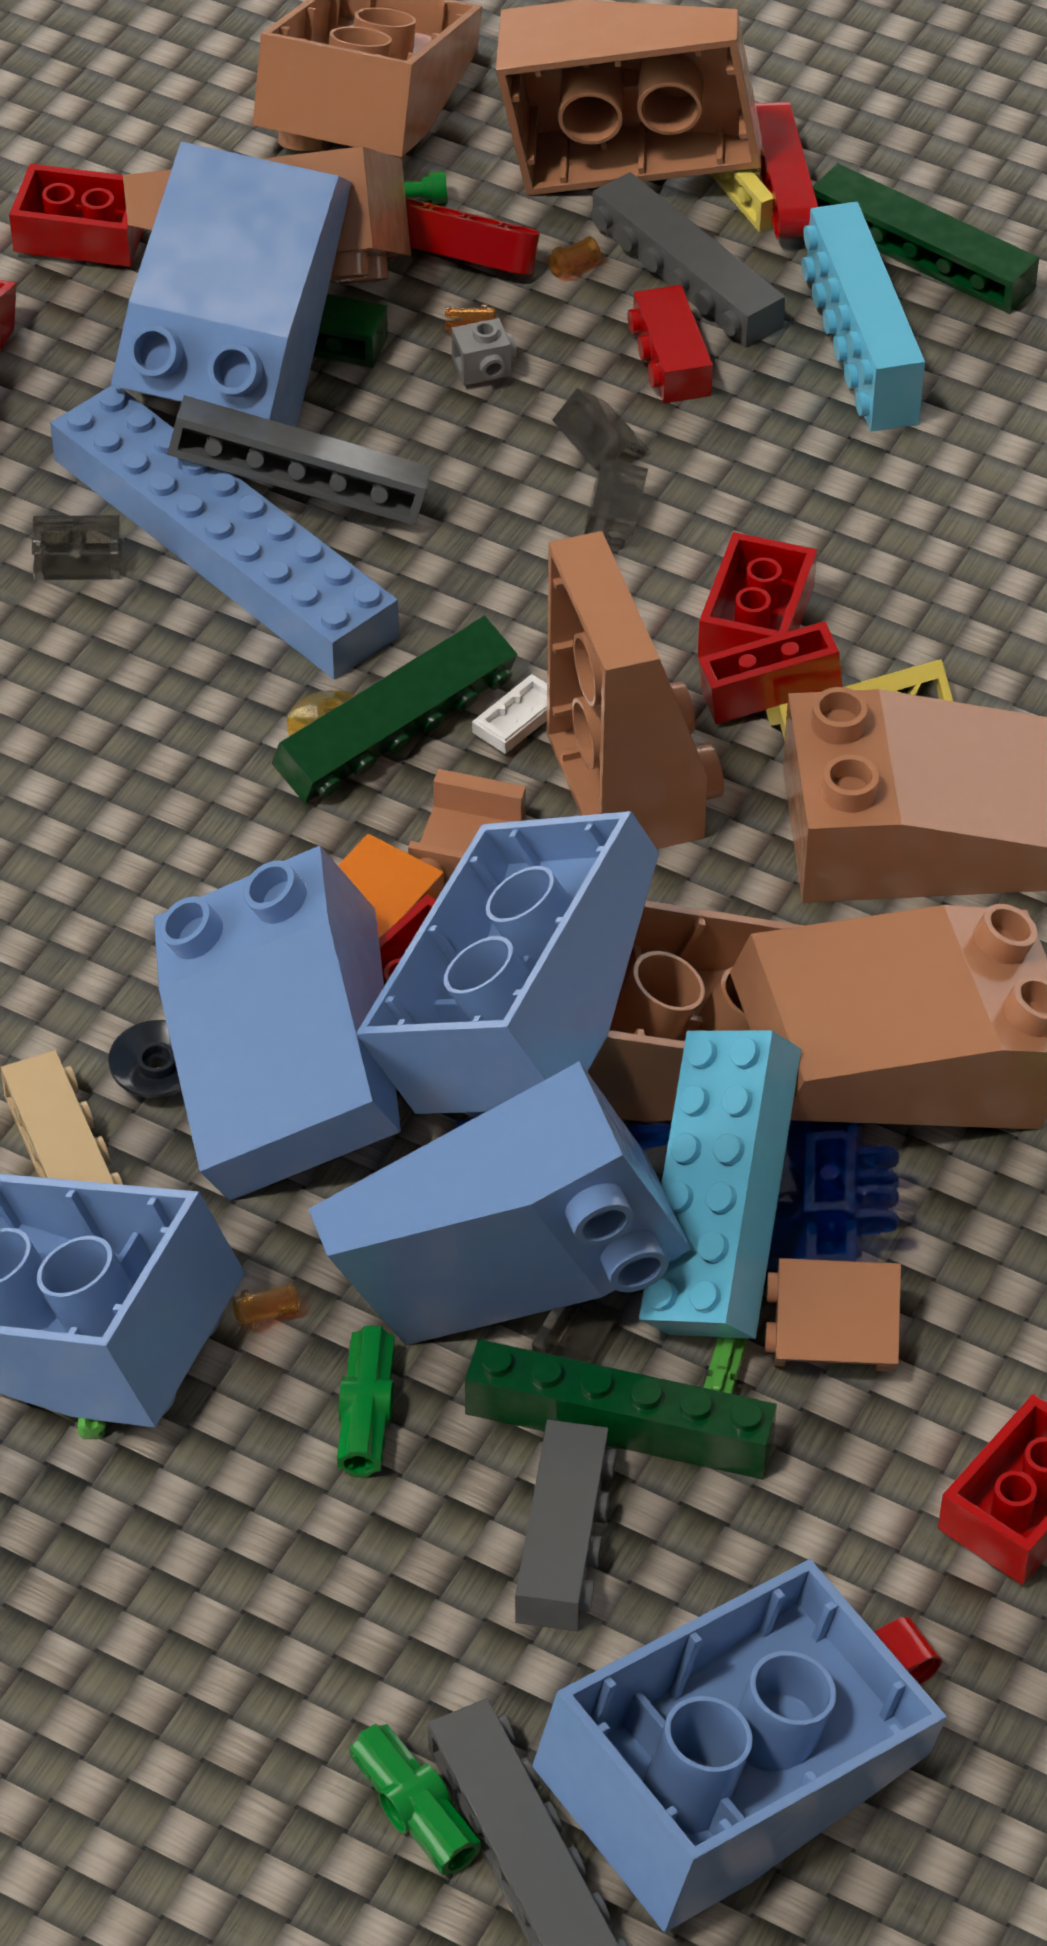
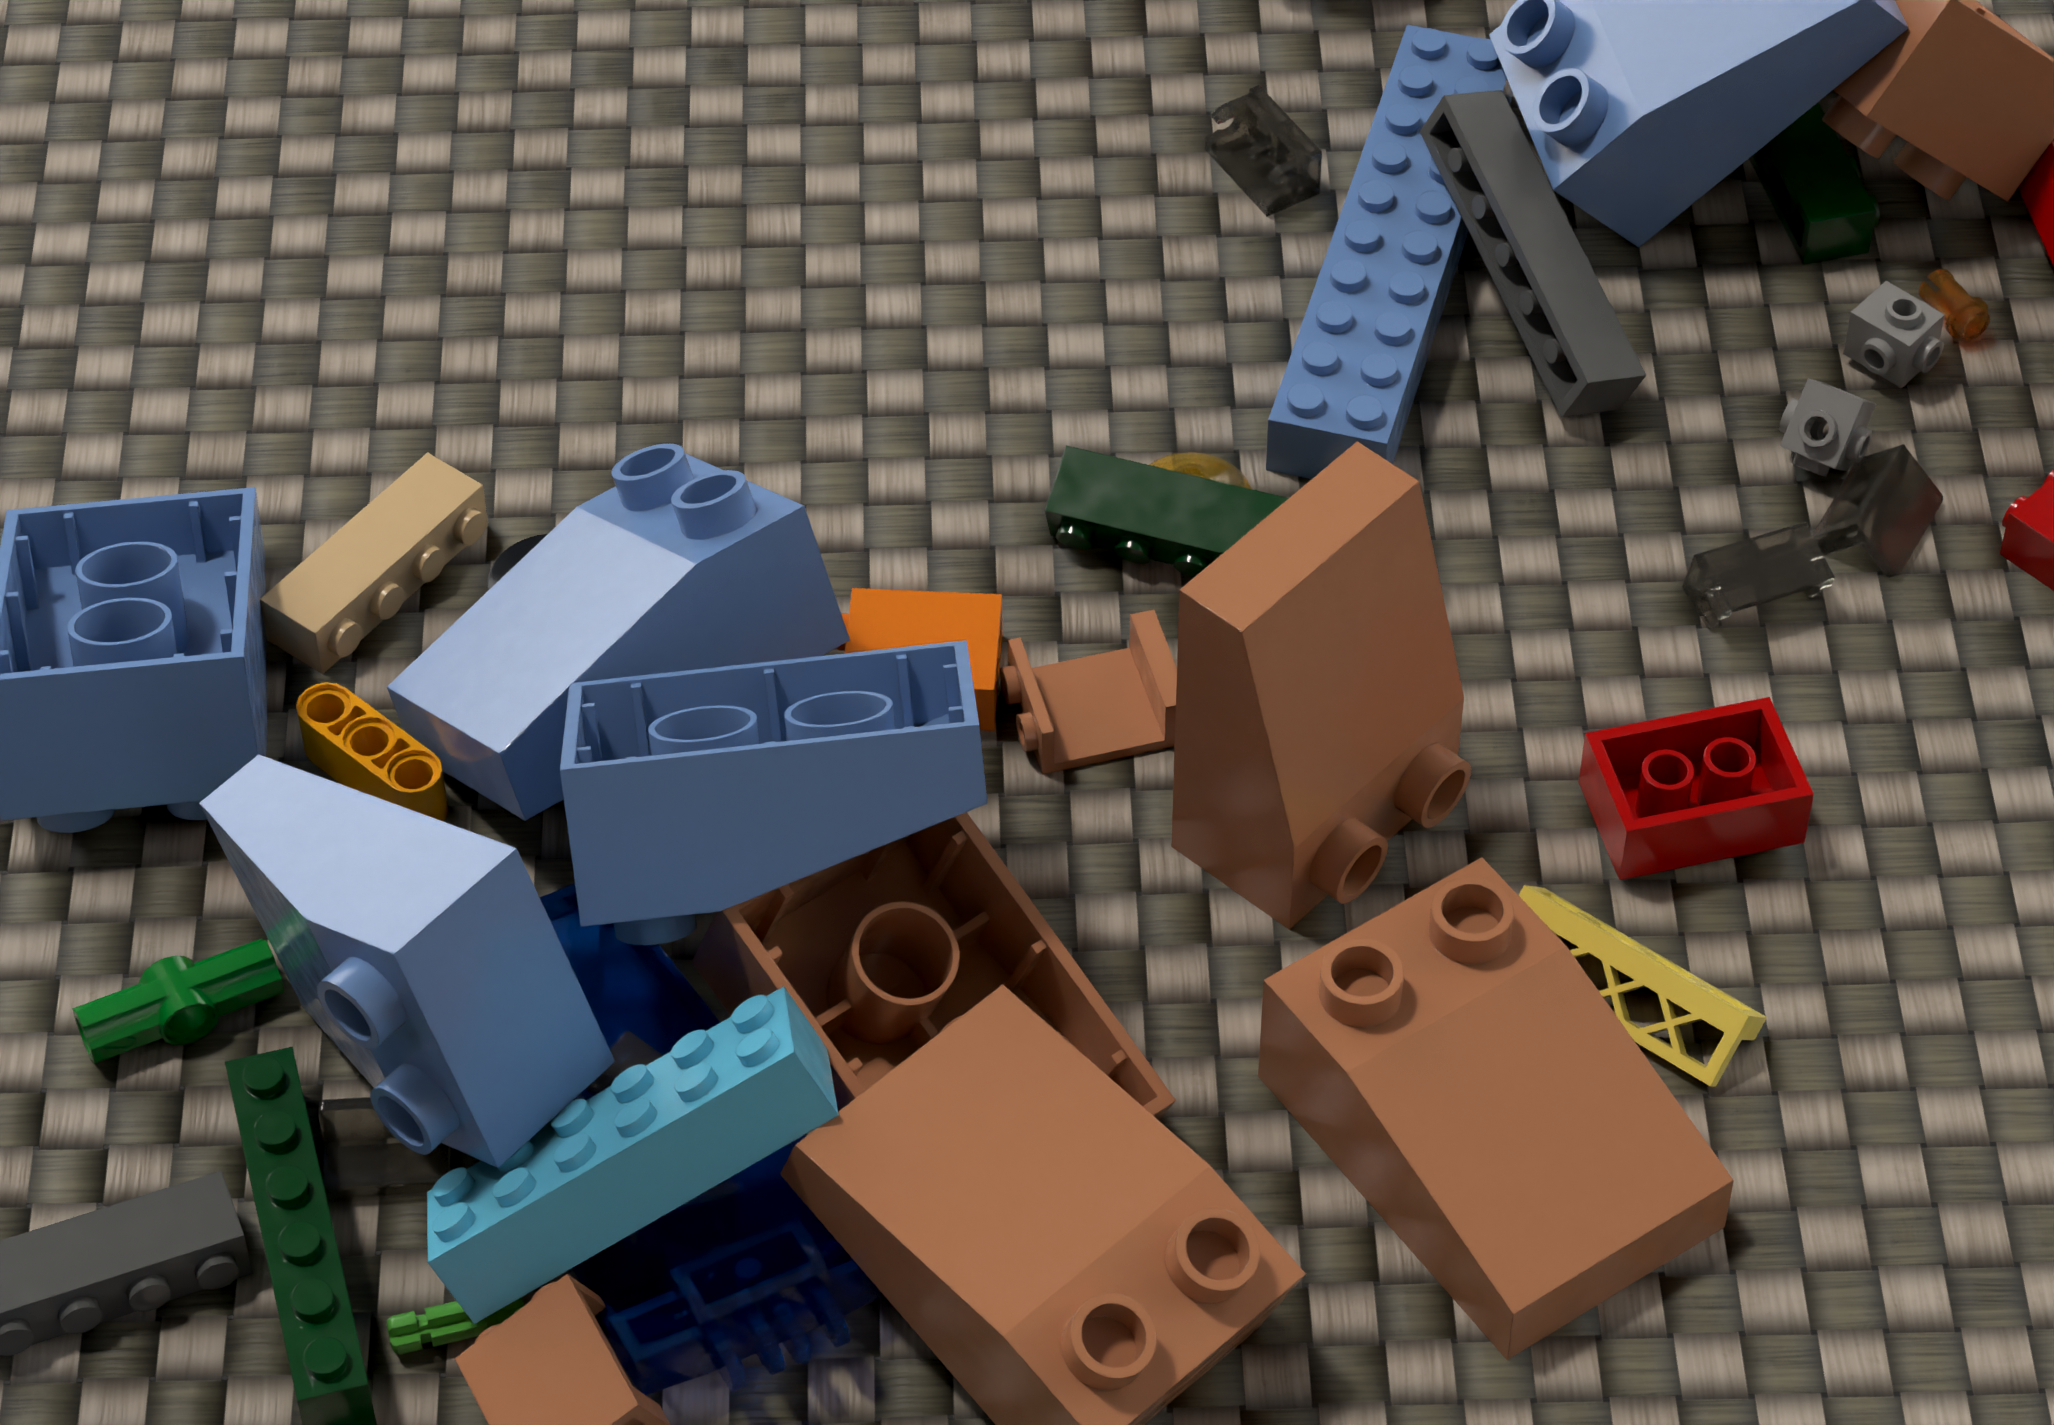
camera: 60 degrees right, 0 degrees up
(258, 1207) = (369, 750): none -> light orange beam
(531, 415) = (1847, 423): none -> light grey brick
(766, 670) = (1578, 851): red brick -> none

